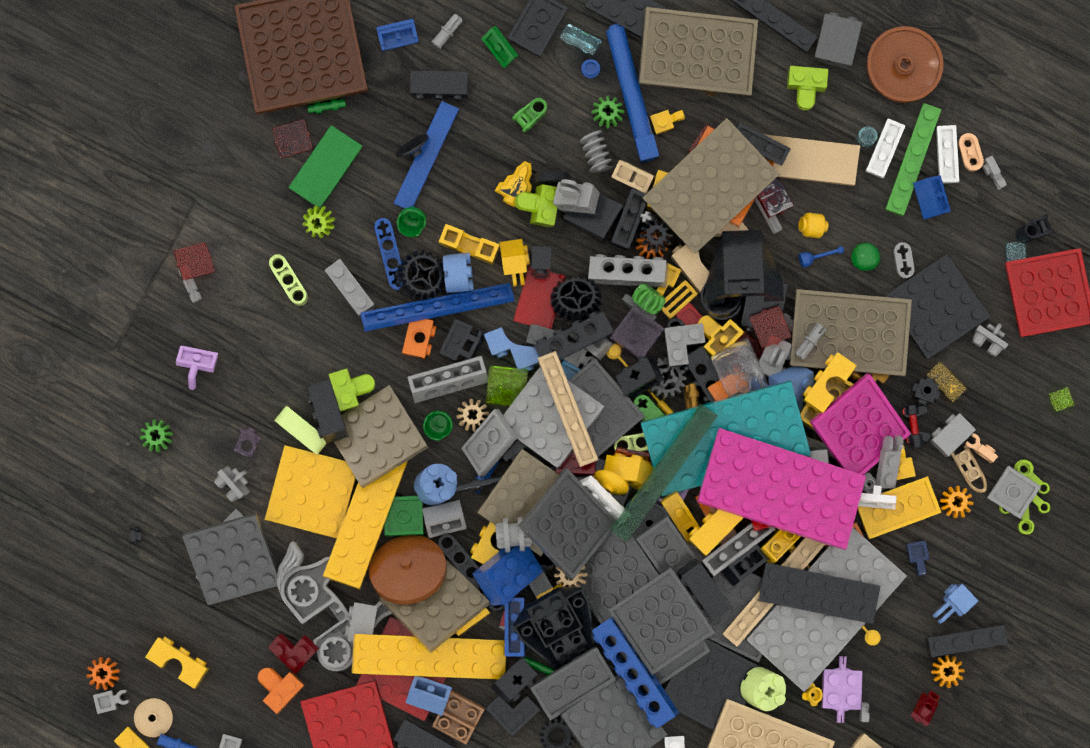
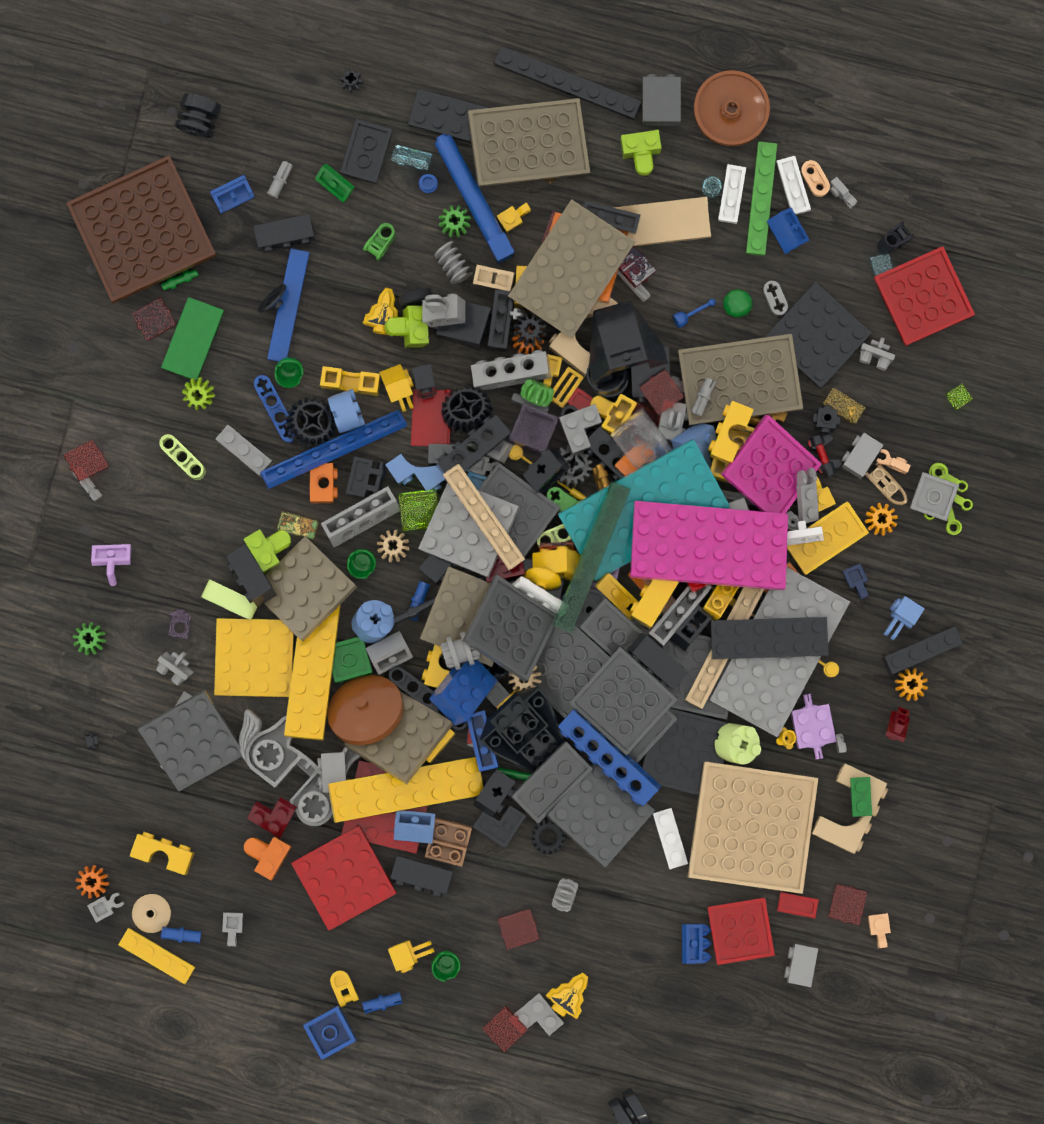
camera: 15 degrees left, 0 degrees up
(384, 372) = (297, 525): none -> clear yellow tile
(489, 442) = (415, 568): light grey tile -> none
(813, 225) = (679, 284): yellow head -> none

